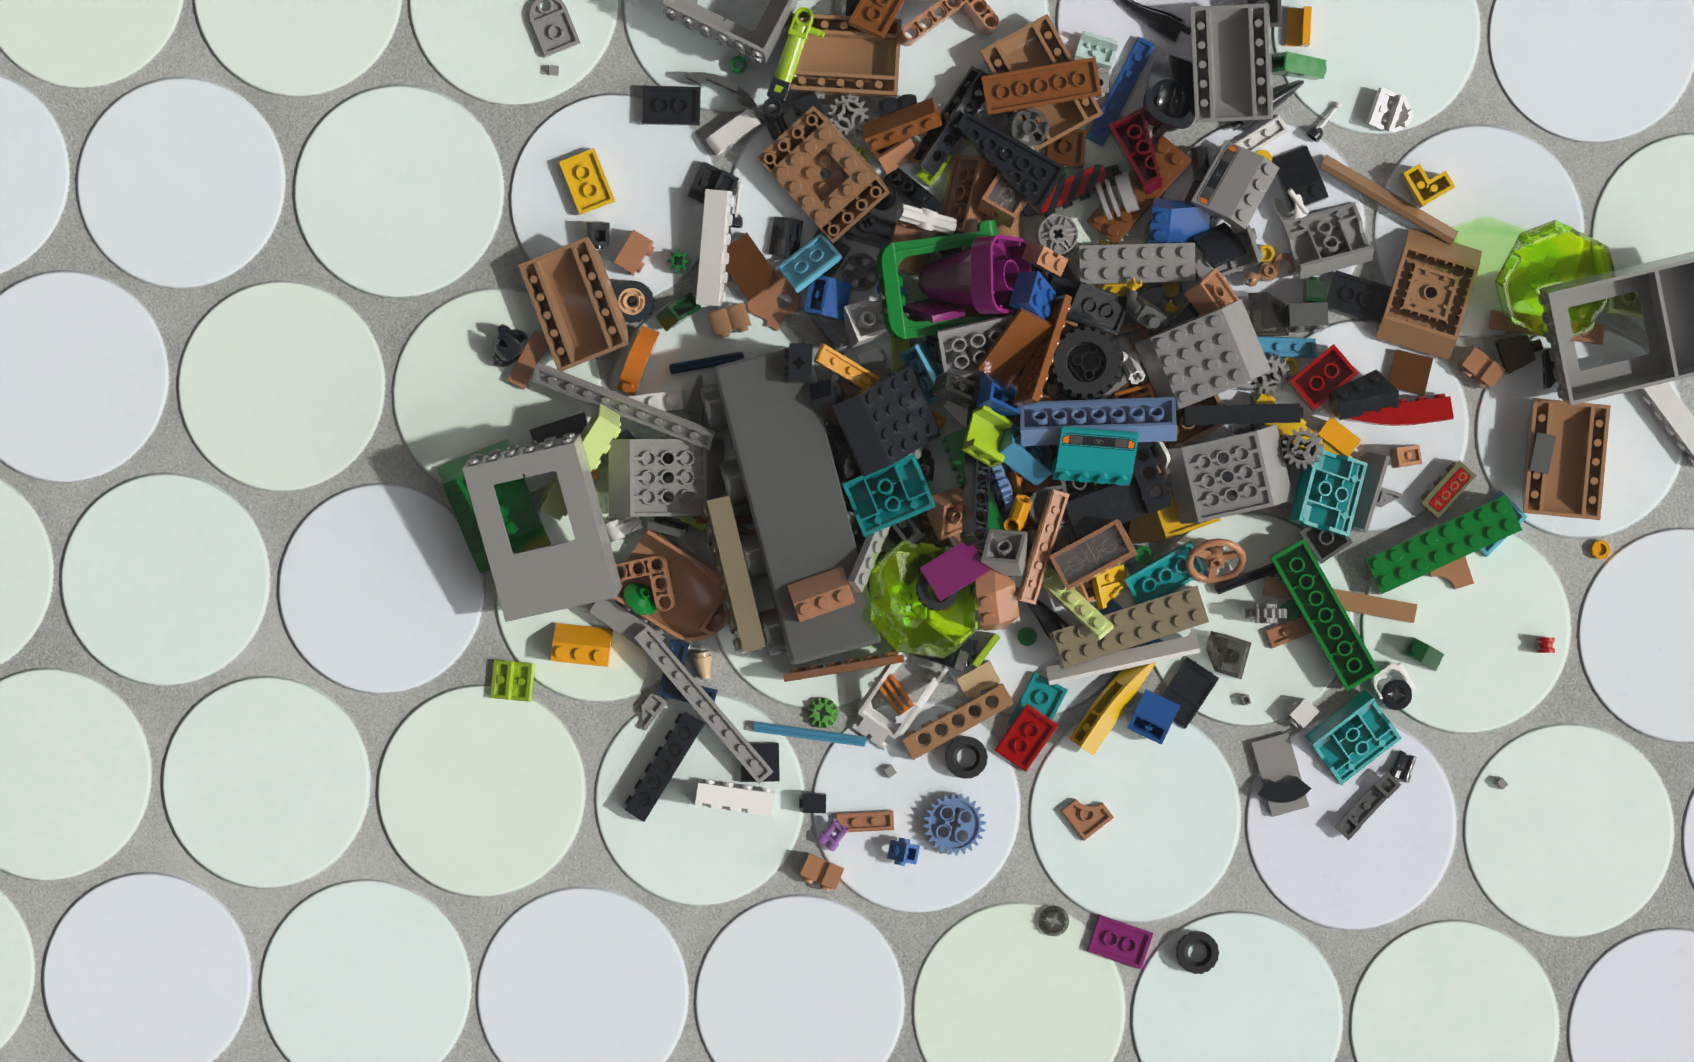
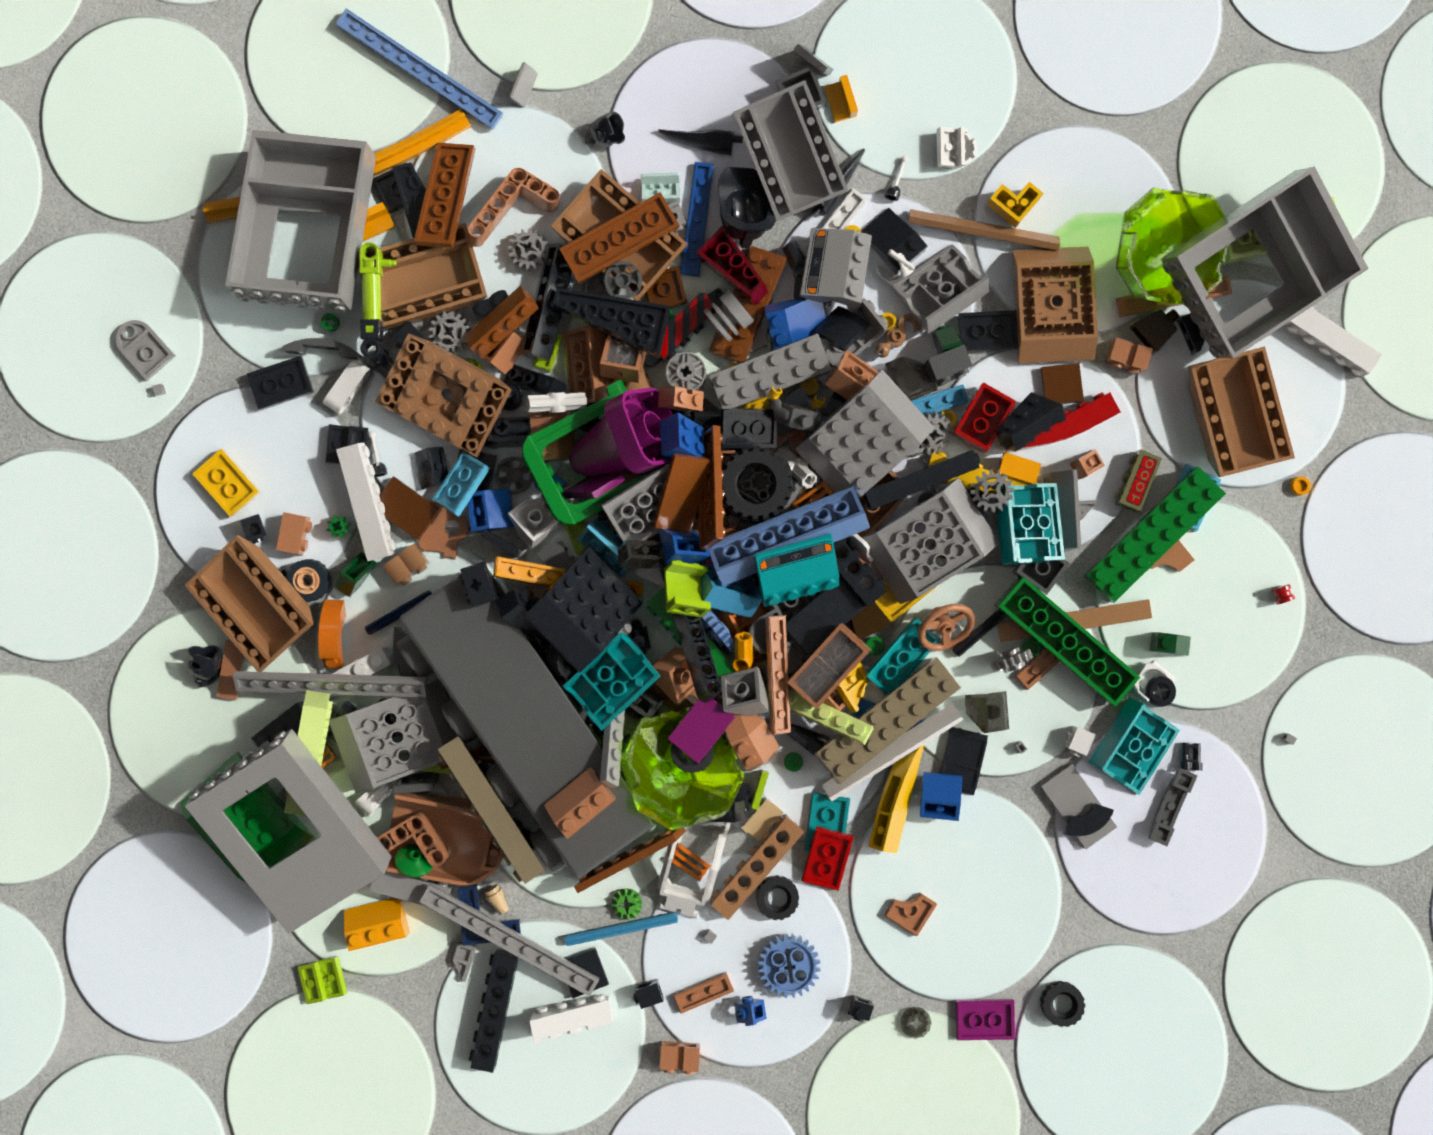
camera: 20 degrees left, 0 degrees up
(830, 841) = (674, 1023): medium lavender piece -> none
(957, 58) = (525, 257): none -> light grey gear
(1006, 888) = (860, 1009): none -> black brick
(1298, 66) = (854, 134): slope -> none
(1542, 453) = (1218, 414): dark grey tile -> none

